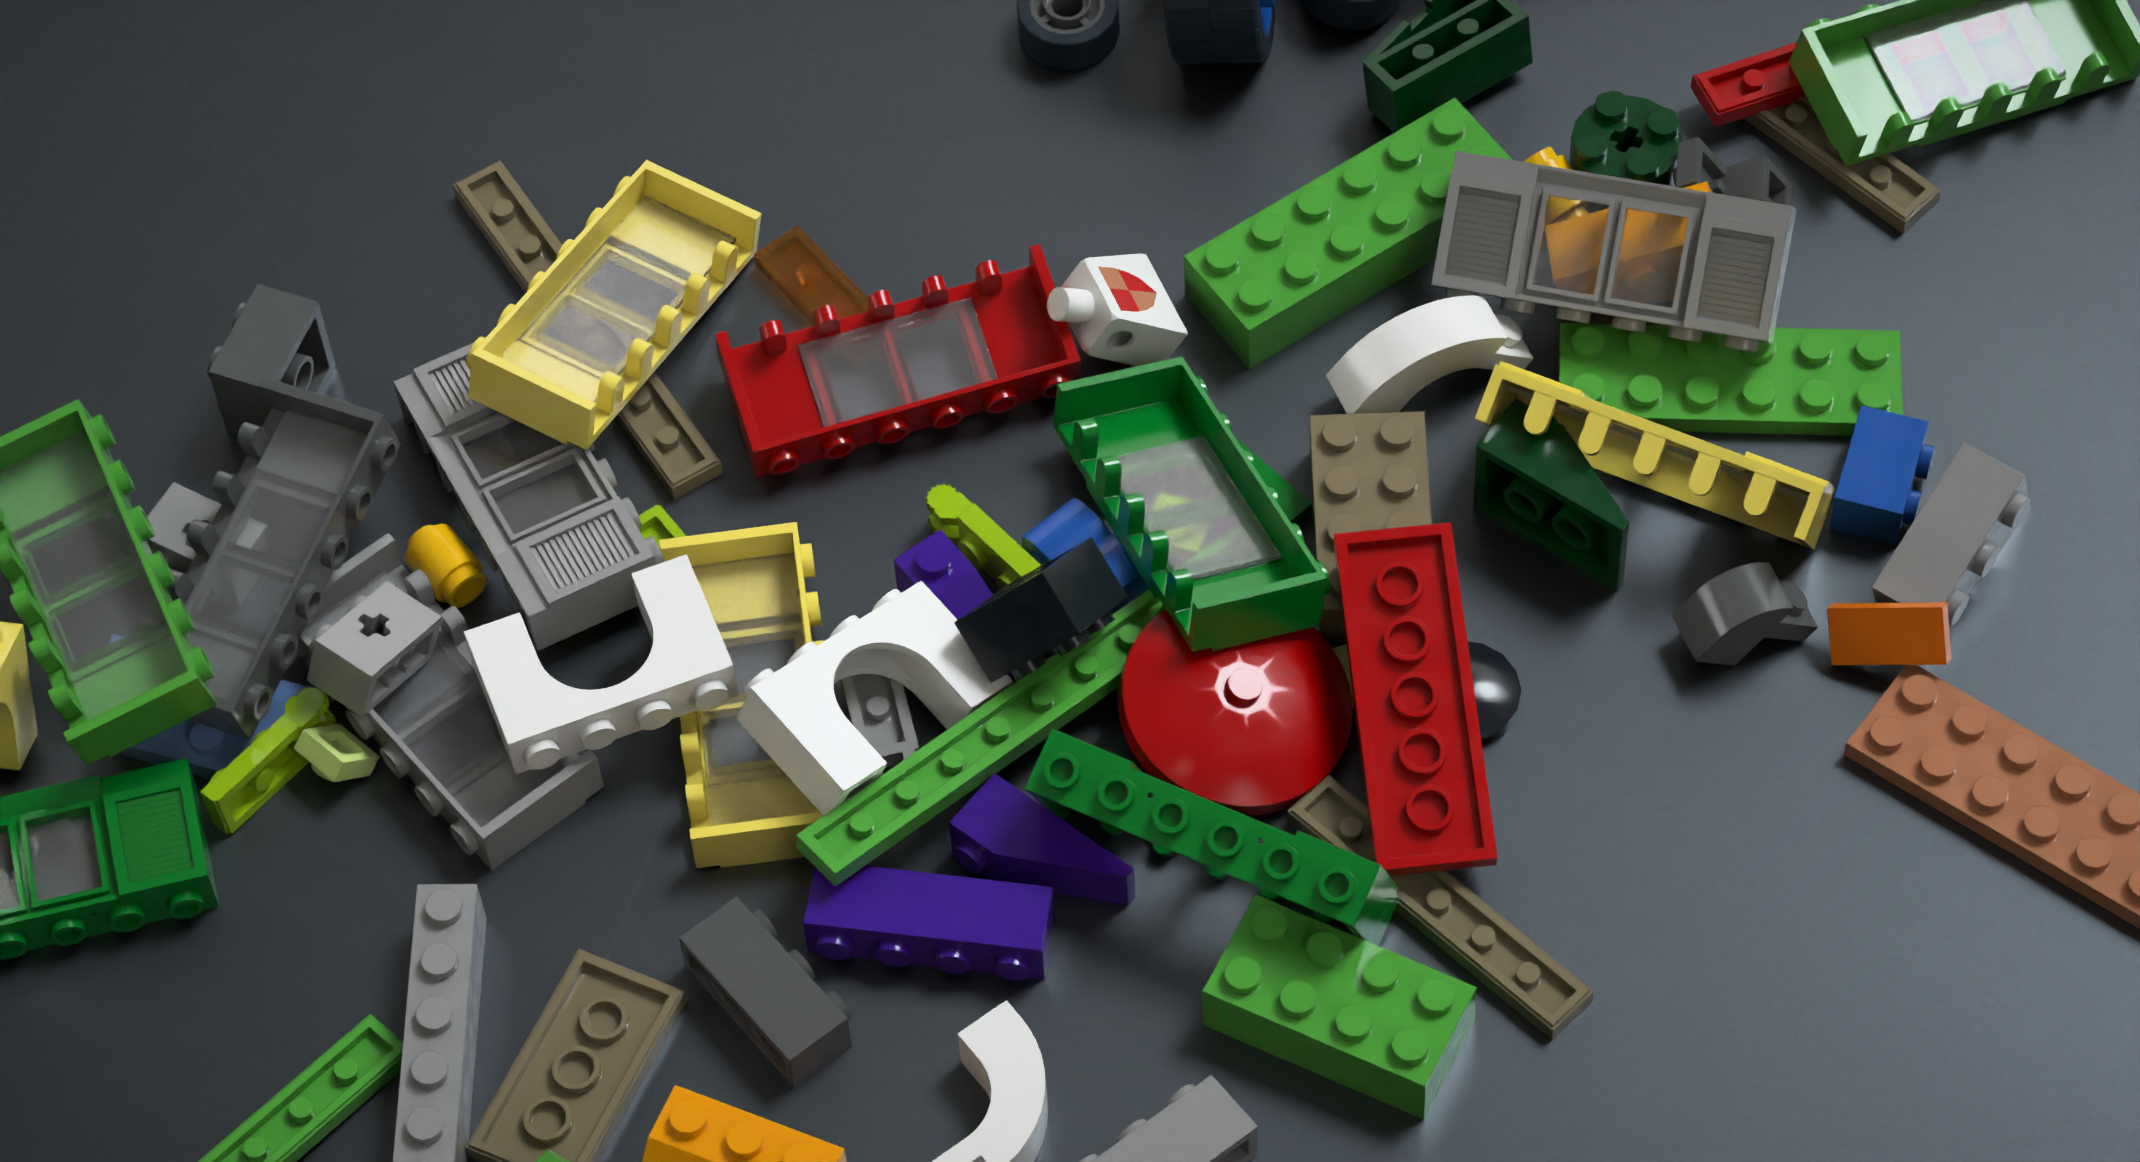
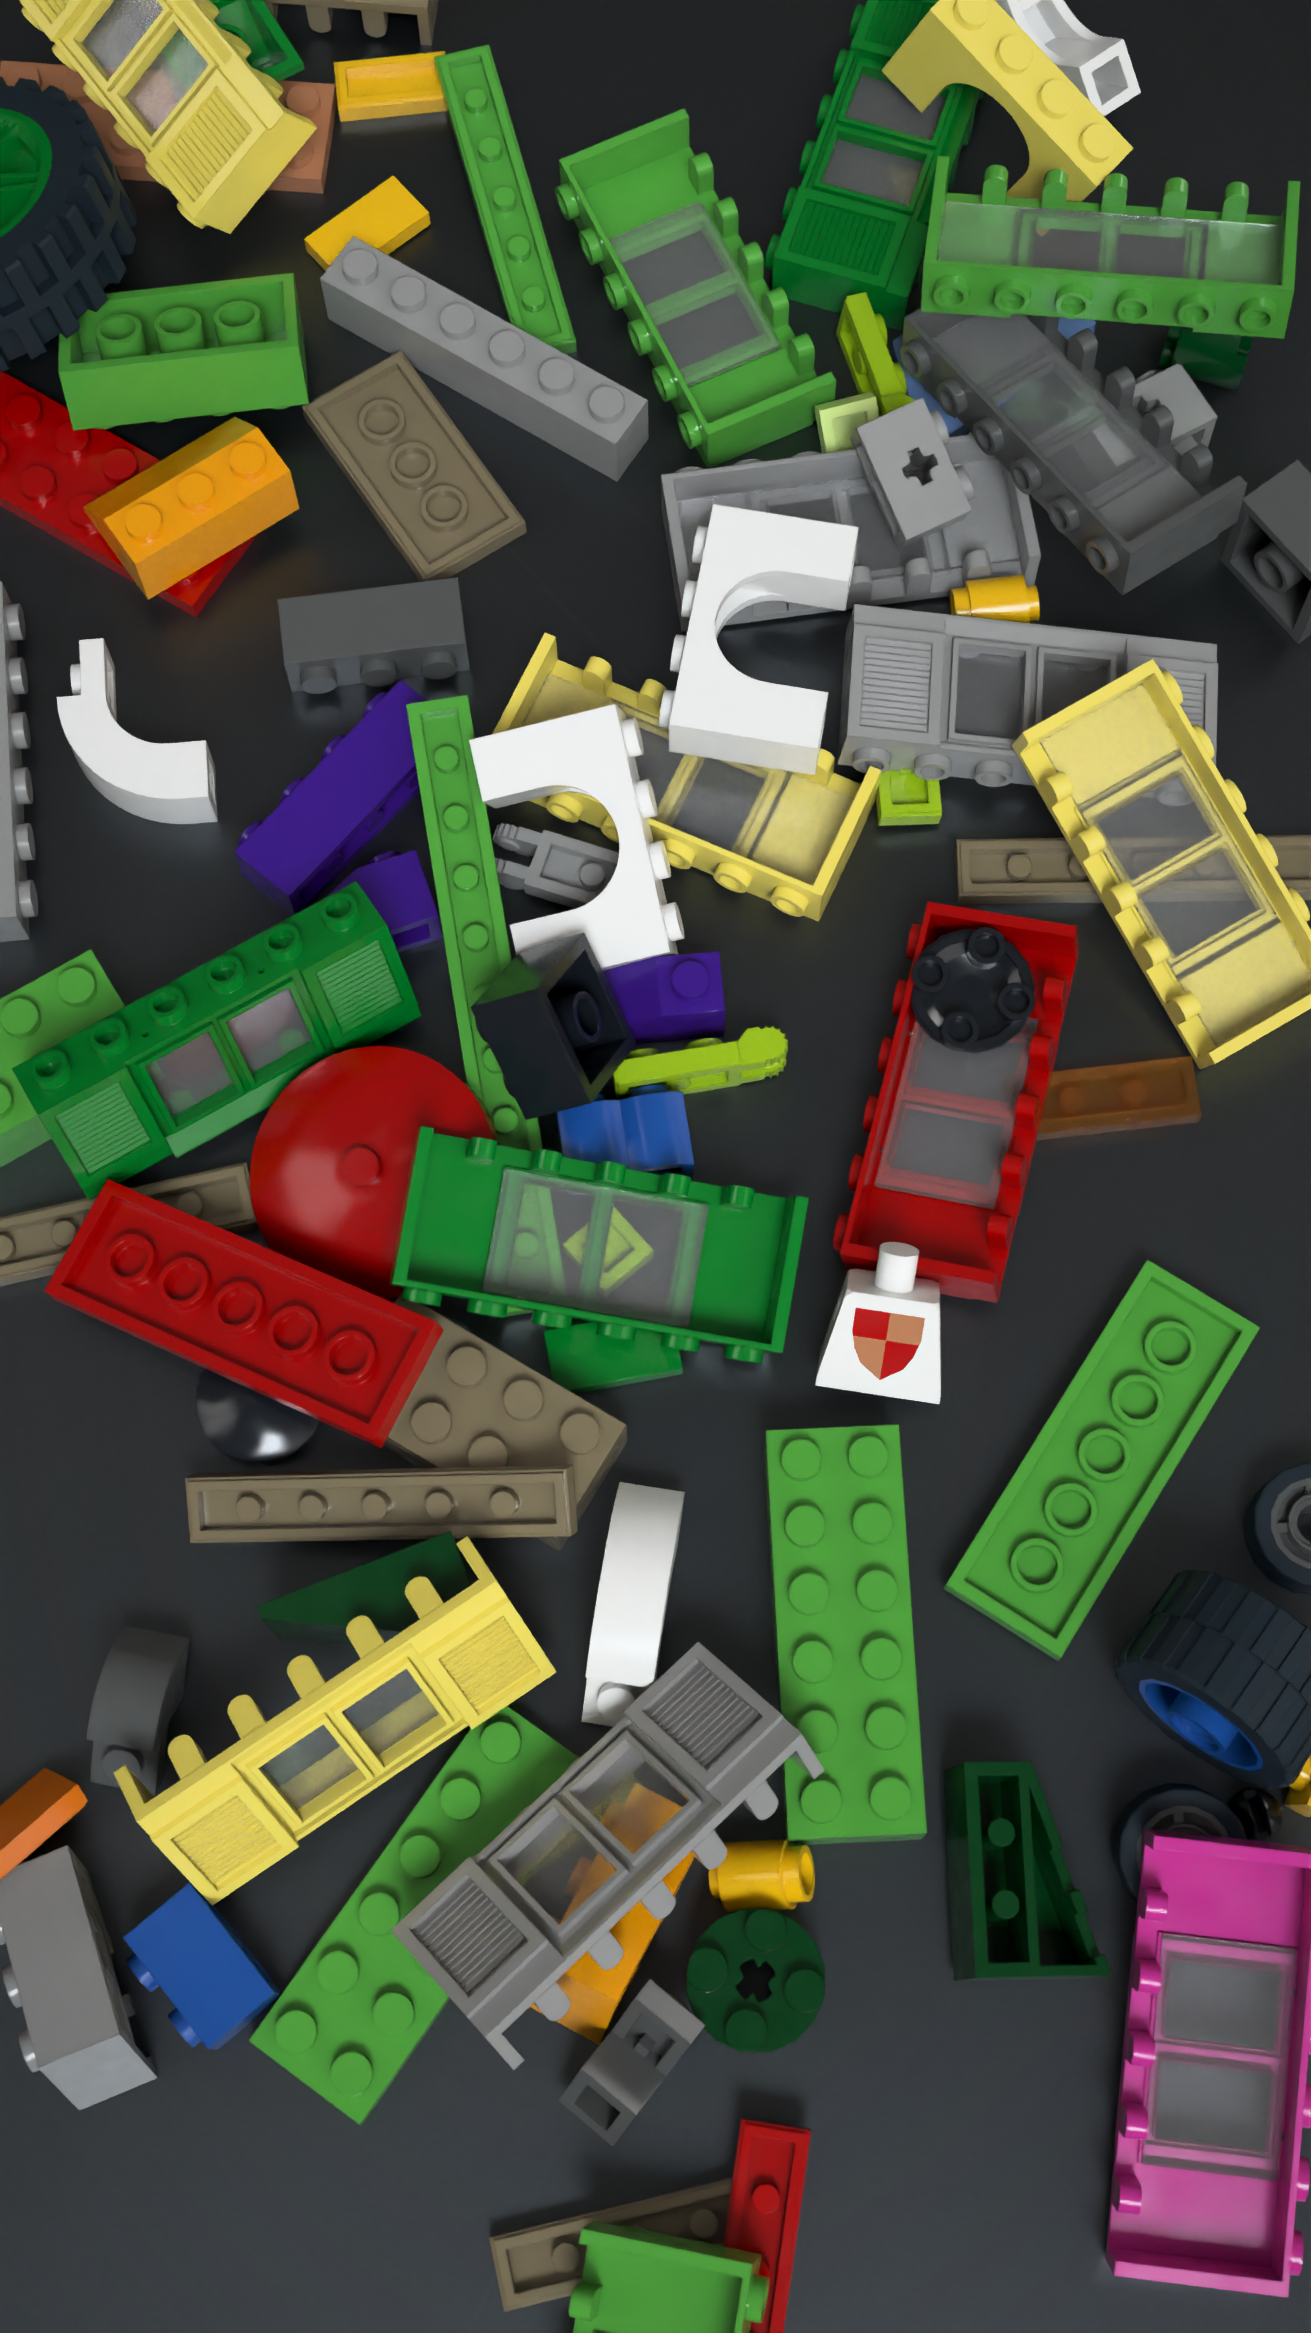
camera: 120 degrees right, 15 degrees up
(264, 947) = (692, 290): none -> bright green window
(807, 388) = (972, 990): none -> black dish
(1106, 155) = (1101, 1460): none -> bright green plate
(1486, 539) = (382, 1504): none -> dark tan tile

